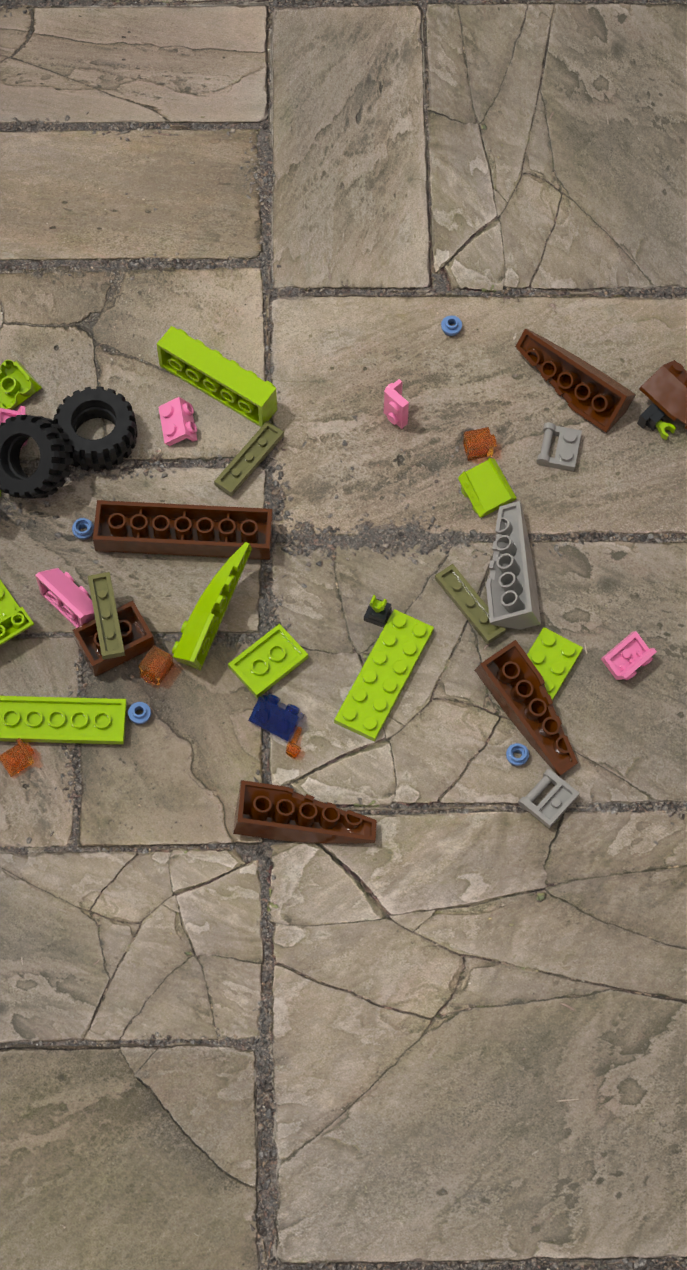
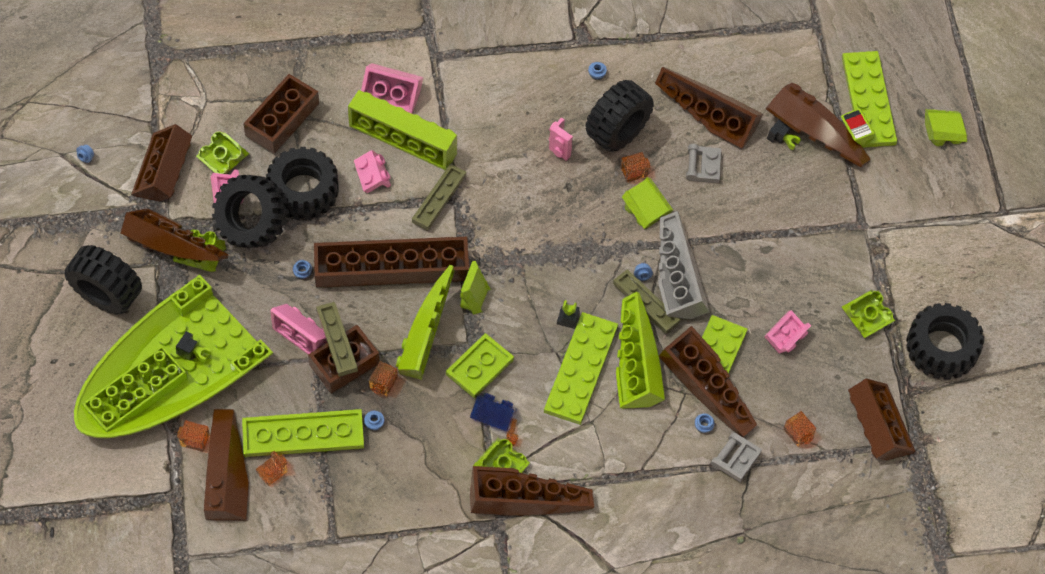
camera: 10 degrees left, 5 degrees down
(83, 345) = (281, 113): none -> reddish brown brick
(213, 325) = (393, 86): none -> bright pink slope
(272, 571) = (474, 290): none -> lime slope
(278, 770) = (502, 455): none -> lime slope
(451, 679) = (639, 364): none -> lime wedge
(466, 382) = (619, 115): none -> black tyre
(470, 568) = (643, 272): none -> medium blue plate
(627, 773) = (800, 429): none -> clear orange brick

